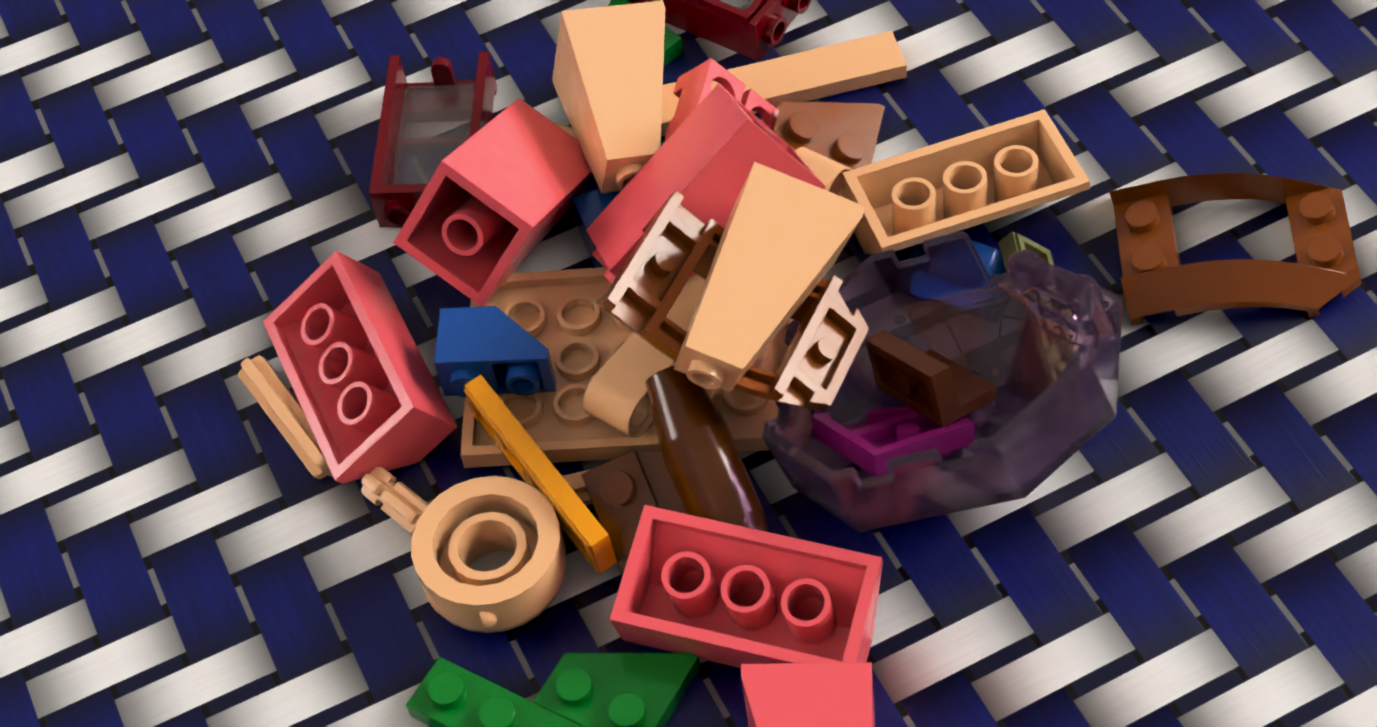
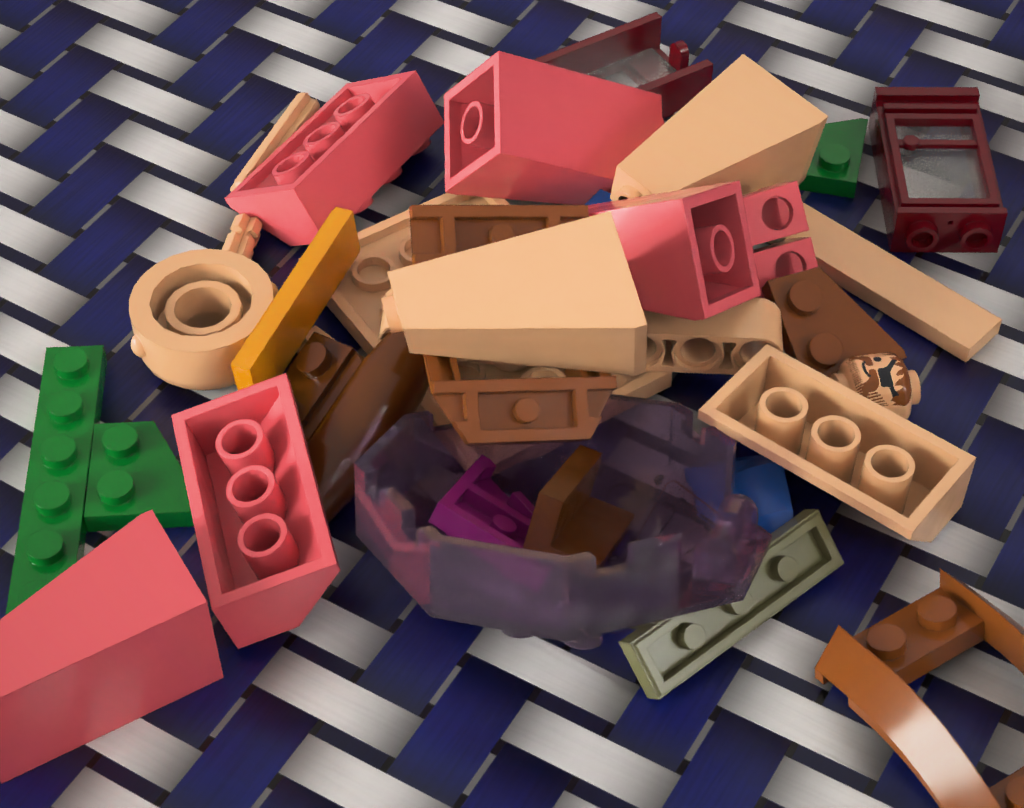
camera: 50 degrees right, 5 degrees down
(492, 345) = (382, 208): blue slope -> none
(904, 130) = (882, 380): none -> head

